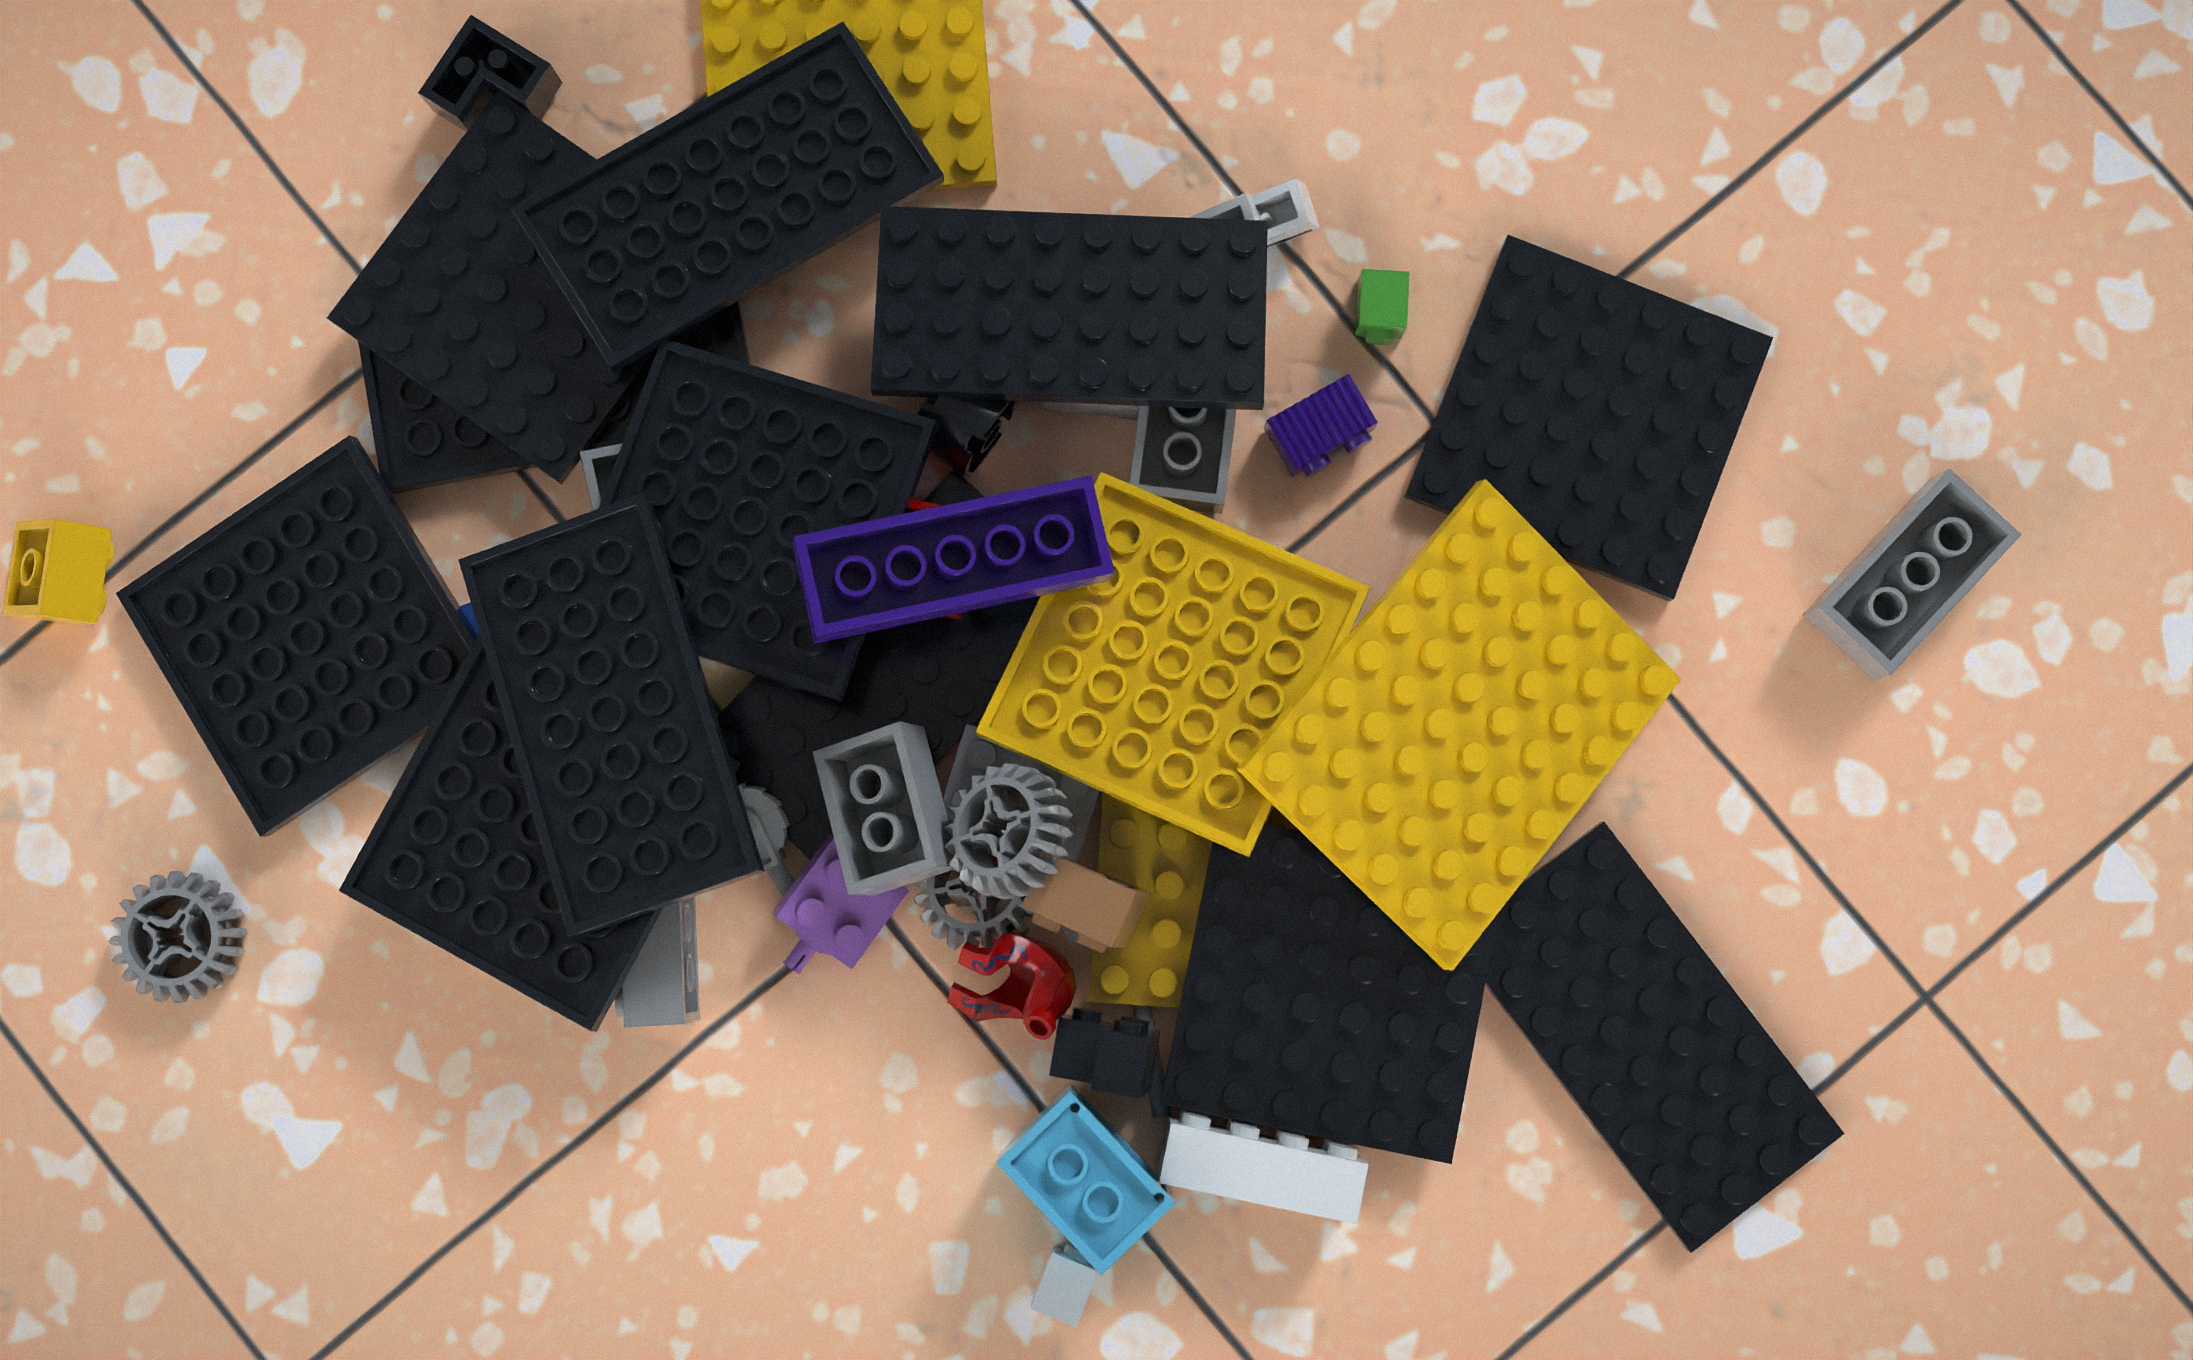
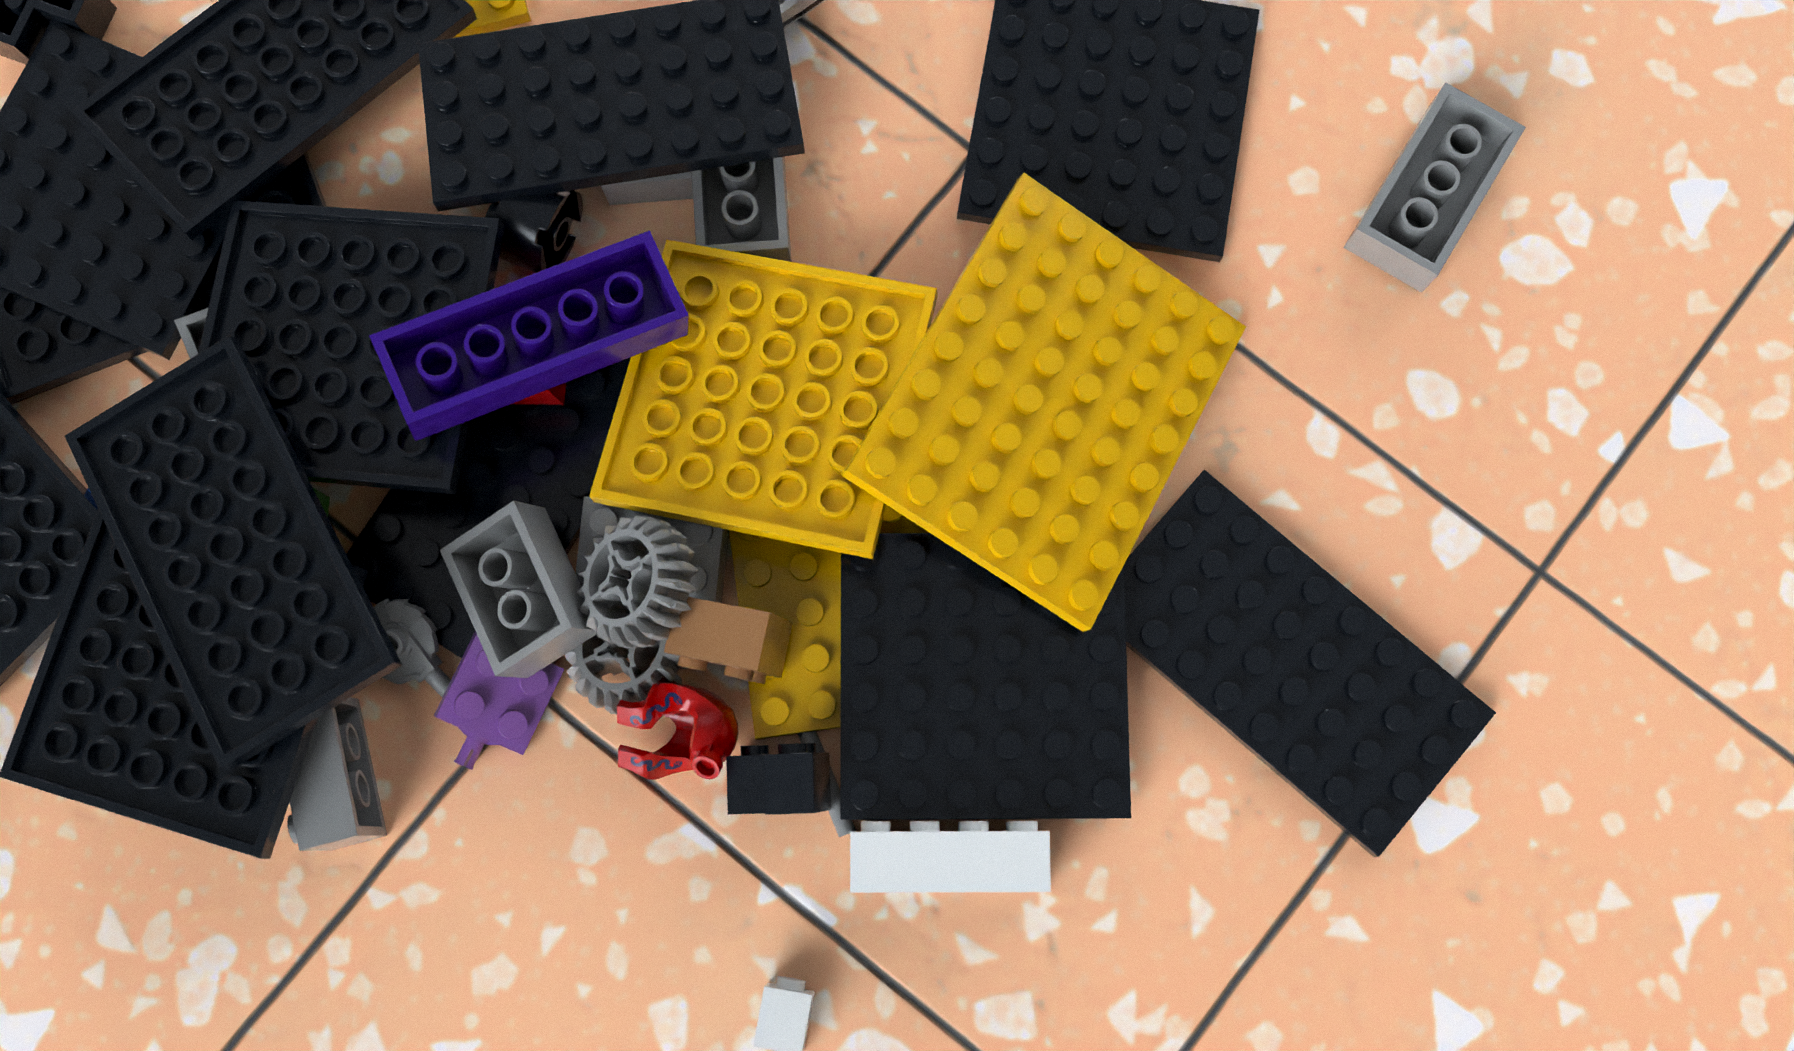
camera: 10 degrees left, 5 degrees down
(1086, 1179) = (777, 904): medium azure container -> none
(1321, 426) = (866, 167): dark purple brick -> none
(1381, 305) = (899, 50): bright green brick -> none

